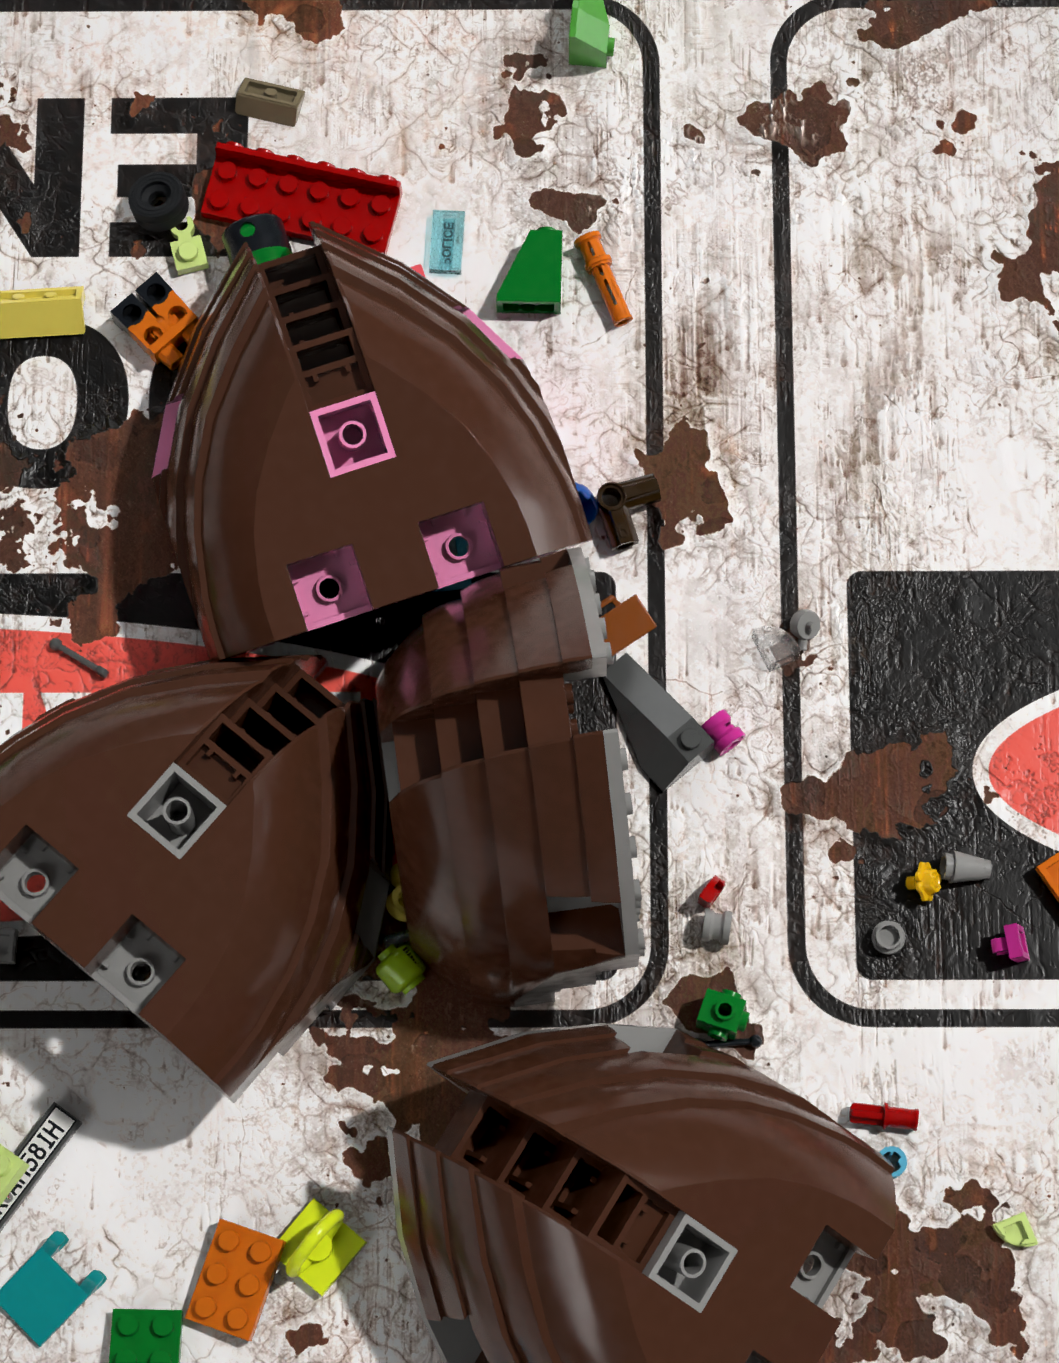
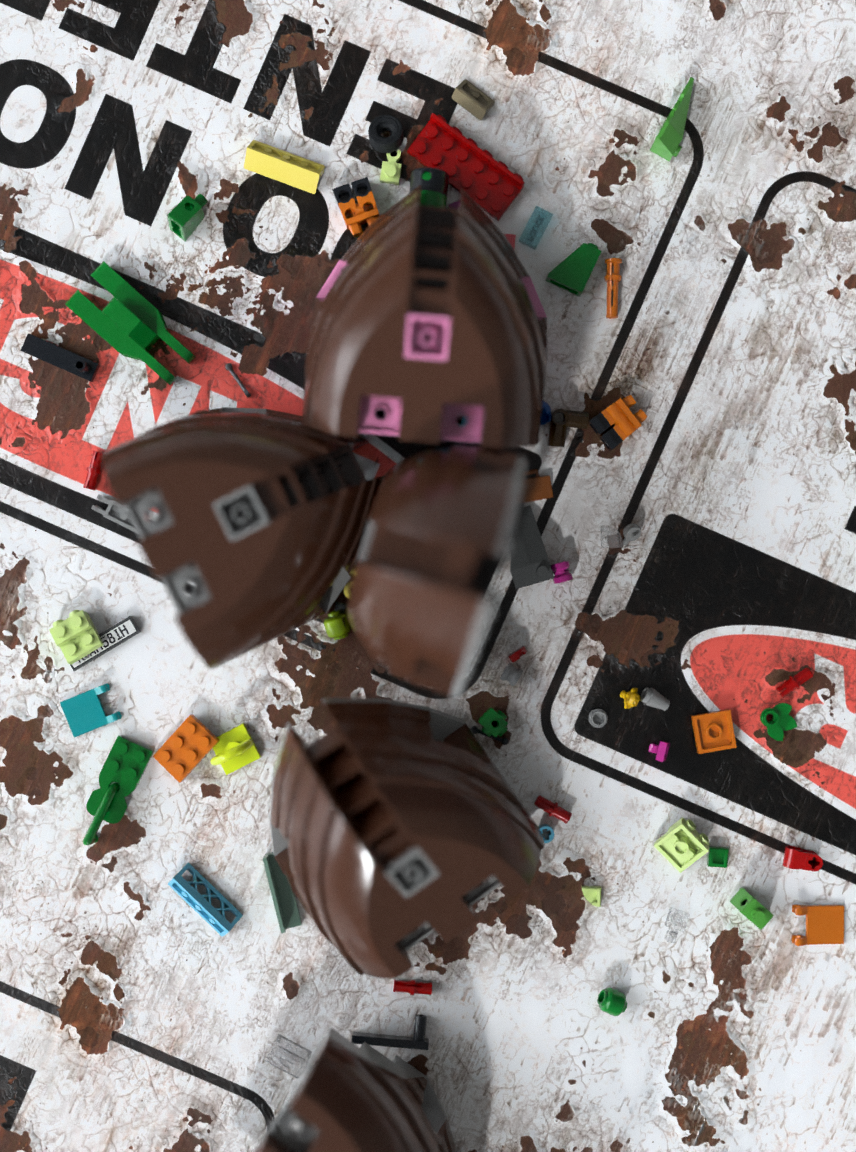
camera: 25 degrees right, 15 degrees up
(707, 459) = (621, 417): none -> orange hips

